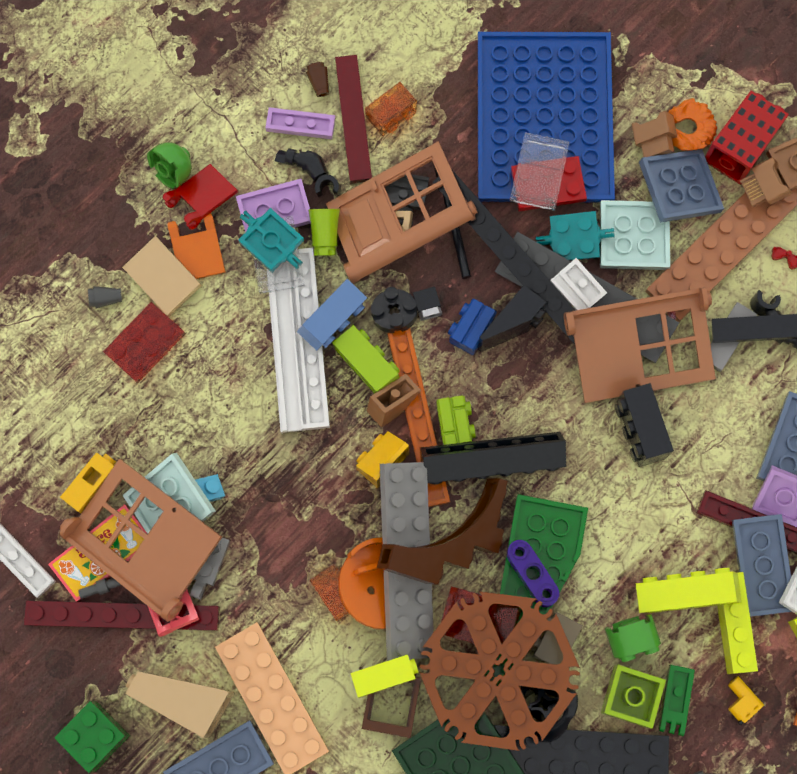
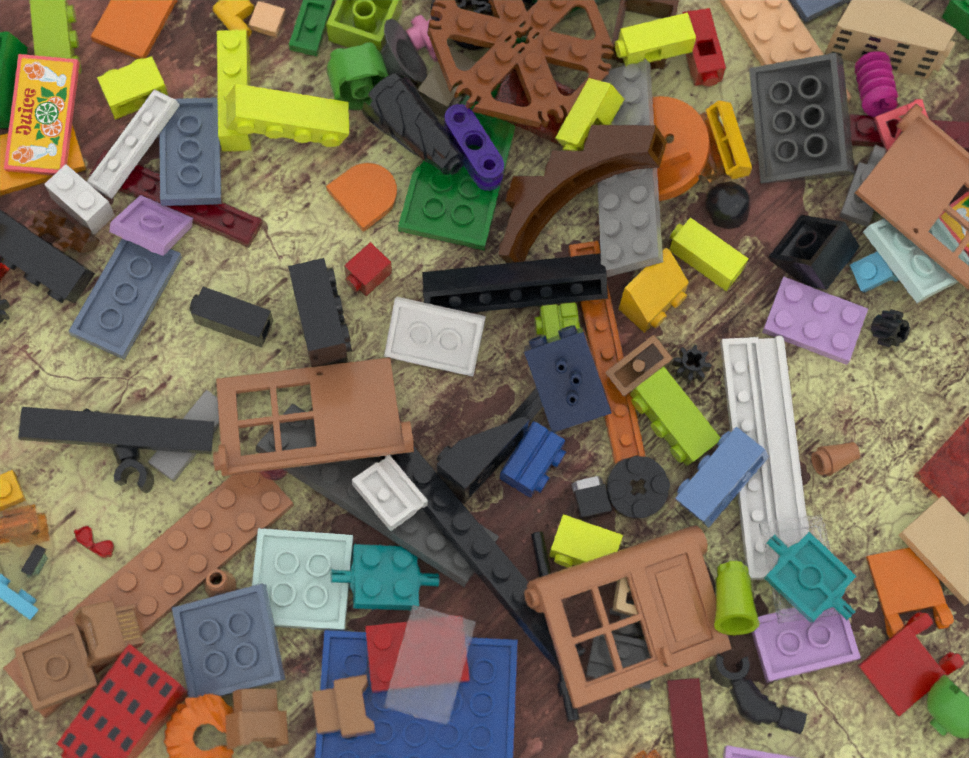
camera: 175 degrees right, 5 degrees down
(195, 653) = (876, 83): none -> dark pink piece
(197, 440) = (890, 328): none -> black gear
(245, 339) = (833, 458): none -> nougat cone
(253, 504) = (815, 250): none -> black slope
(254, 449) = (815, 320): none -> lavender plate
(258, 615) = (802, 119): none -> dark grey slope
(321, 544) = (728, 205): none -> black hair
(323, 585) = (733, 138): none -> yellow piece
(339, 497) = (707, 253): none -> neon yellow brick
(340, 685) = (706, 59): none -> red brick
(350, 411) = (691, 372): none -> black gear
(432, 266) = (582, 542): none -> neon yellow brick
(438, 601) = (594, 106): none -> neon yellow brick
(452, 378) = (564, 380): none -> dark blue piece
(552, 416) = (434, 336): none -> white tile
(585, 684) = (419, 36): none -> bright pink plate
(586, 594) = (410, 121): none -> black cone
(596, 143) = (343, 708): none -> medium nougat piece
(597, 660) = (400, 54): none -> dark grey piece
(609, 470) = (367, 269): none -> red brick
(616, 540) = (365, 193): none -> orange tile
(692, 228) = (227, 584): none -> nougat cone
(711, 427) = (231, 316): none -> black brick
(716, 699) = (267, 19): none -> light nougat tile

